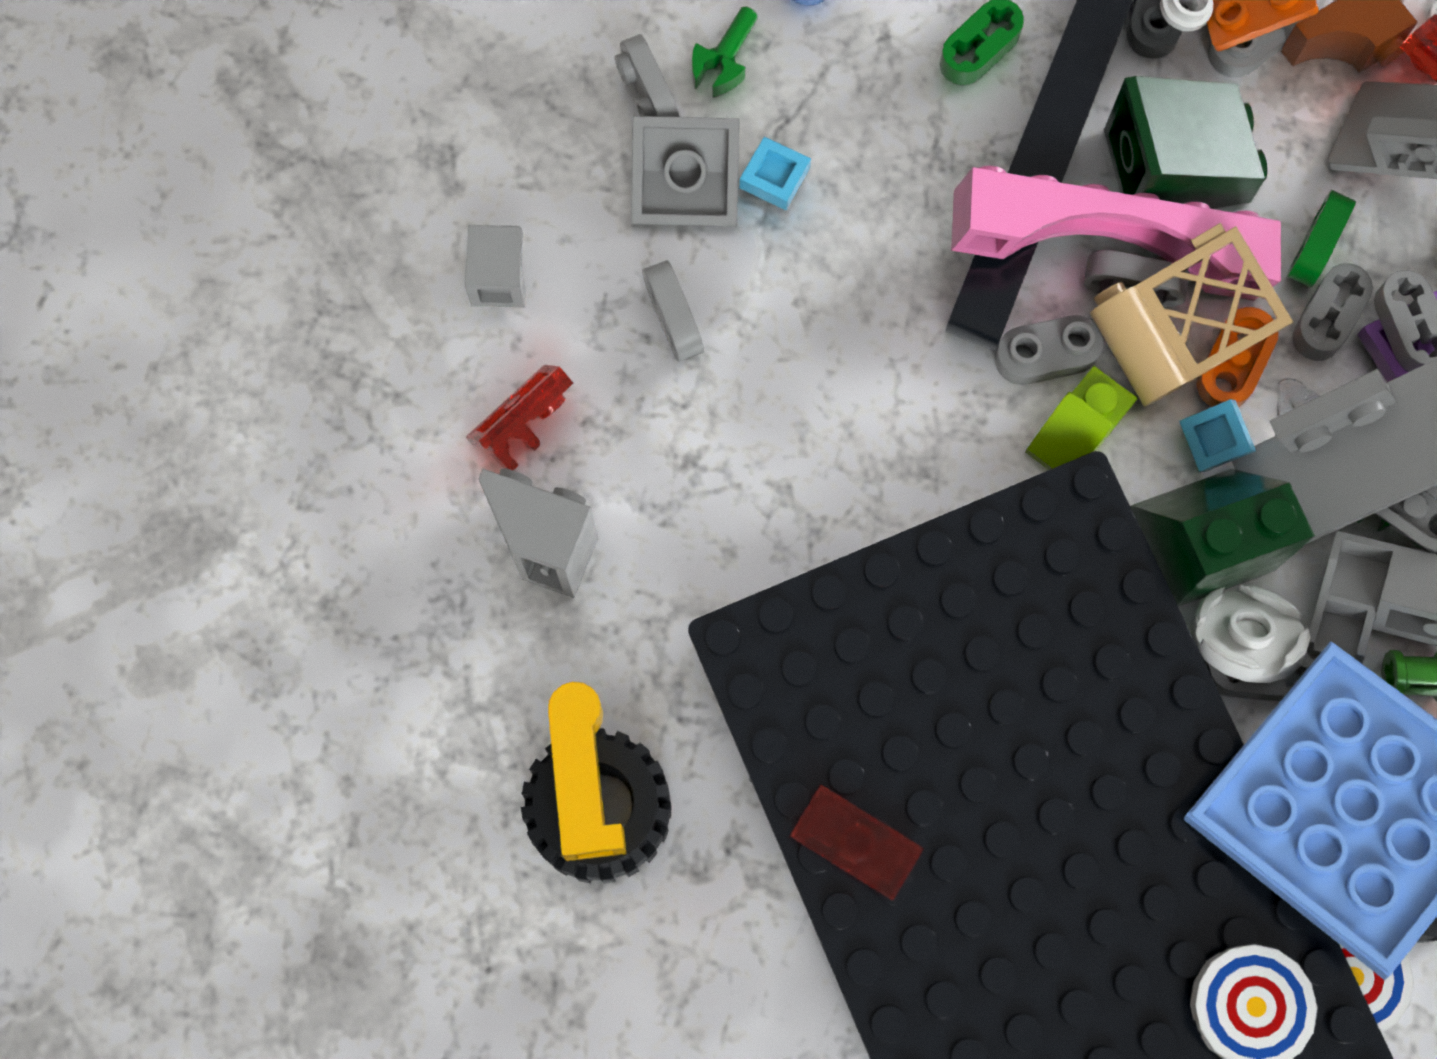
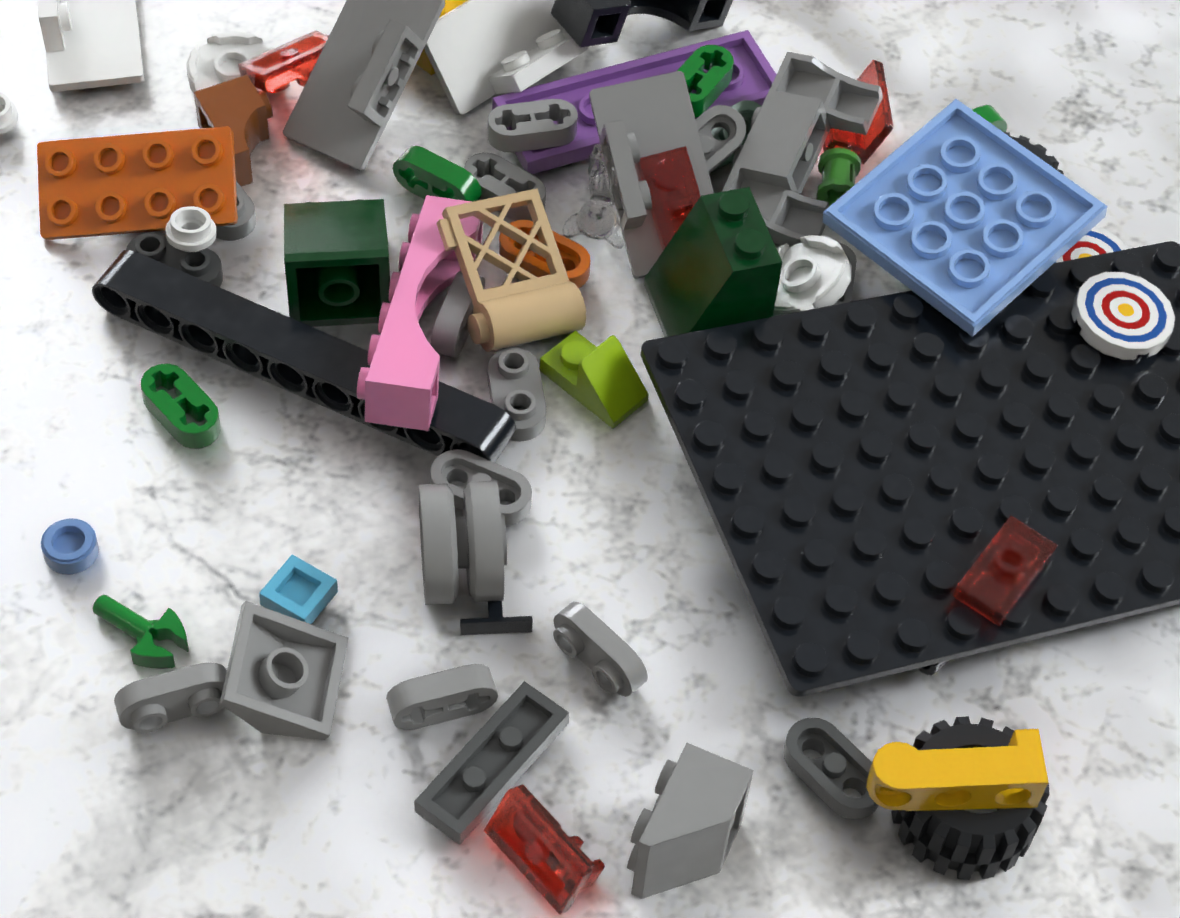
camera: 90 degrees left, 20 degrees down
(495, 266) = (368, 862): light grey panel -> none
(610, 362) = (491, 763): none -> dark grey plate
(628, 678) = (837, 769): none -> dark grey plate
(751, 431) = (599, 648): none -> light grey plate
(772, 355) = (496, 622): none -> black piece
(827, 297) = (463, 542): none -> light grey wheel
(918, 325) = (468, 467): none -> light grey plate
(1217, 435) = (618, 277): medium azure plate -> none
(1333, 472) = (671, 189): none -> clear red plate

